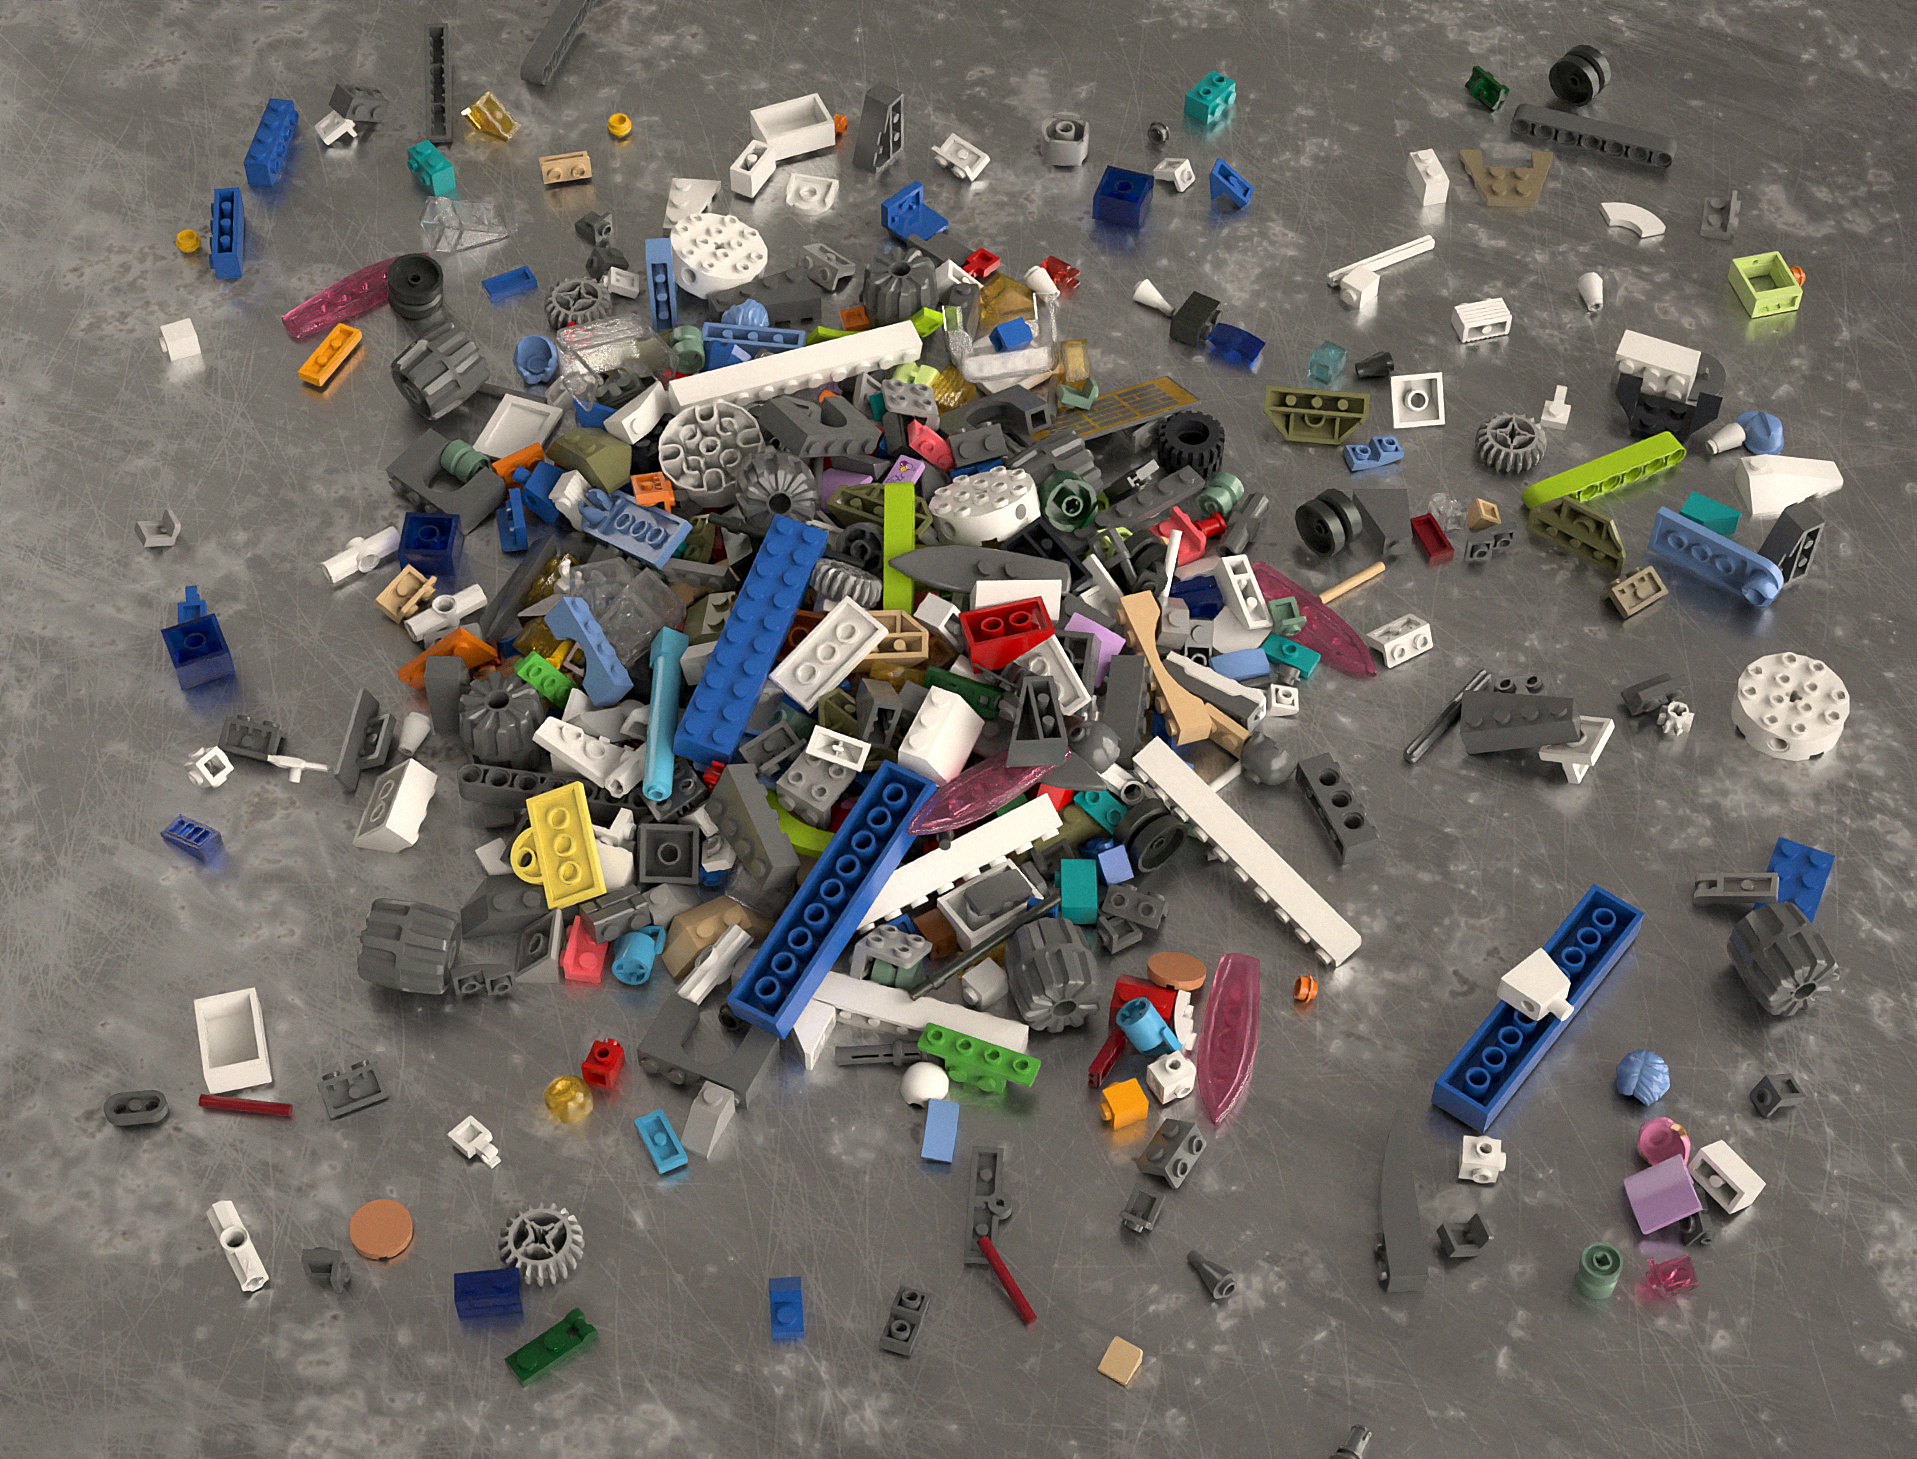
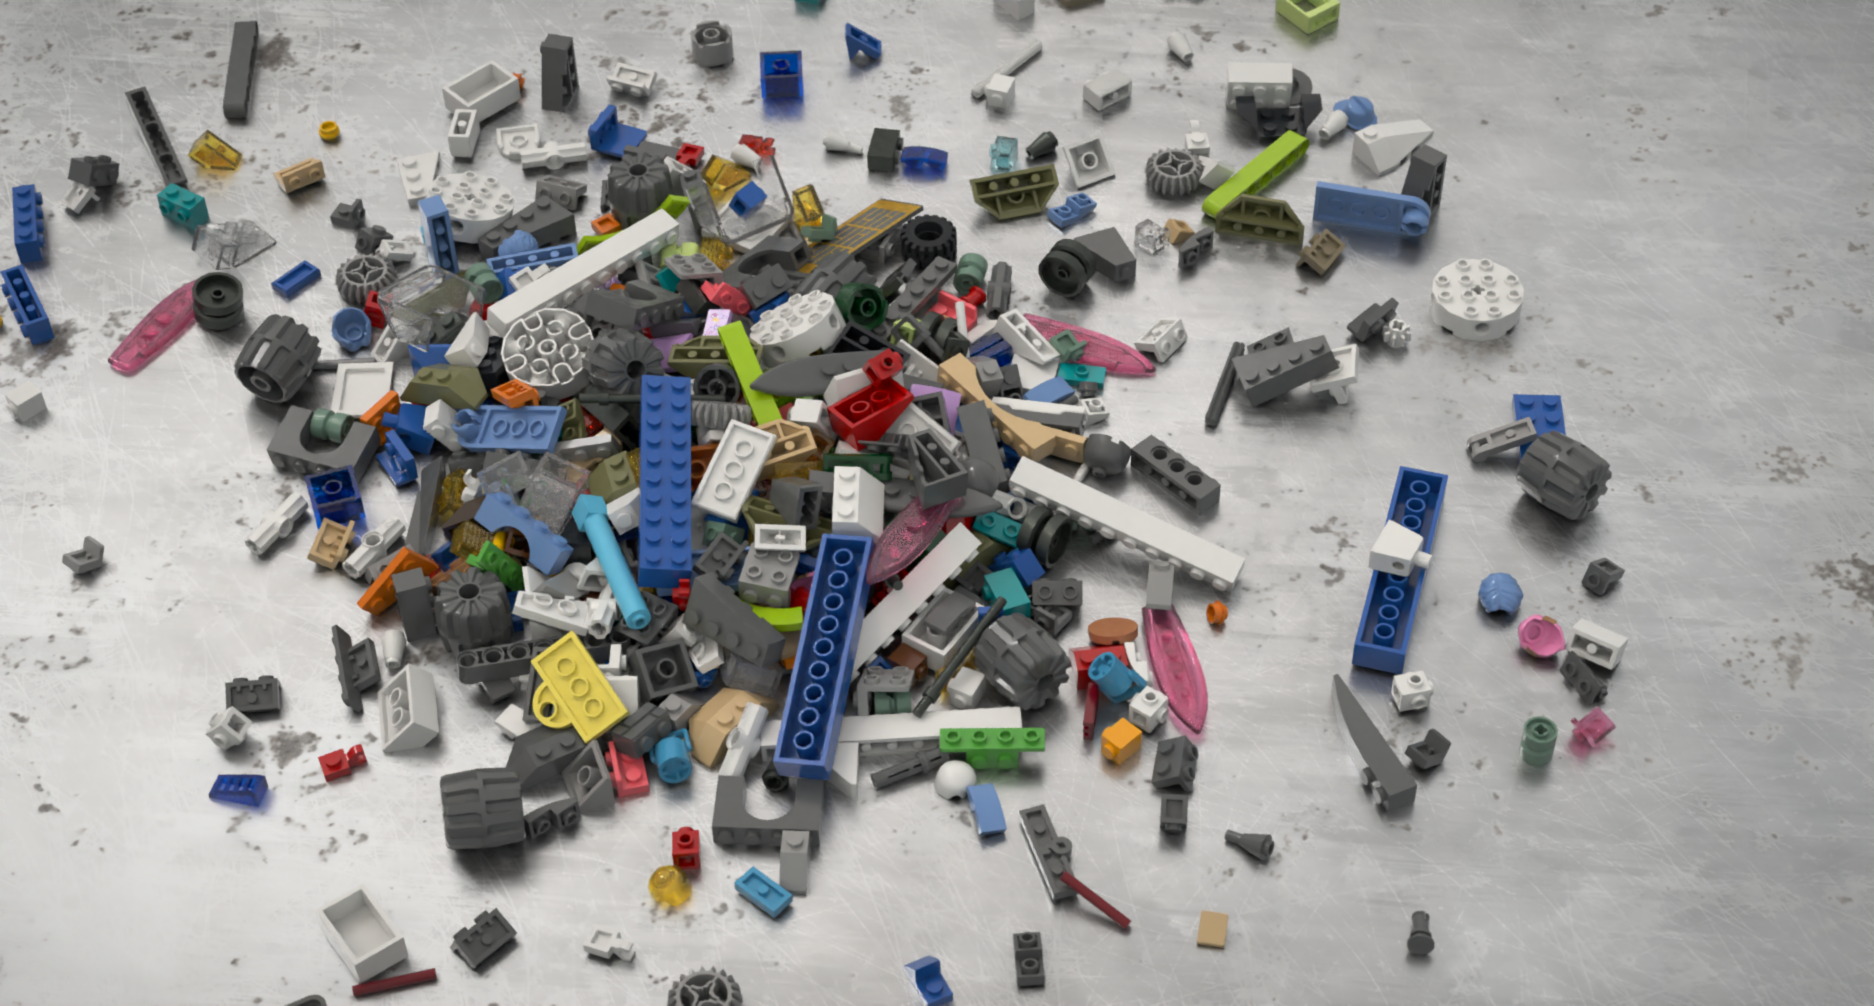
camera: 20 degrees left, 5 degrees down
(193, 607) = (148, 613): blue plate -> none
(198, 651) = (172, 640): clear blue brick -> none
(296, 765) = (304, 704): white piece -> none
(302, 841) = (338, 763): none -> red plate
(329, 354) = (166, 376): light orange plate -> none
(731, 356) = (527, 276): none -> white plate
(836, 221) = (553, 155): none -> white piece
(1026, 591) = (880, 373): none -> red brick
(1158, 132) = (781, 23): dark grey plate -> none
(1176, 170) = (813, 43): white bracket -> none
(1251, 936) = (1160, 585): none -> light grey slope
(1351, 582) = (1102, 309): tan bar -> none
(1431, 538) = (1148, 259): dark red tile -> none
(1555, 457) = (1215, 172): none -> white slope
(1662, 1194) = (1557, 671): lavender slope -> none
(1711, 514) = (1351, 177): teal slope -> none

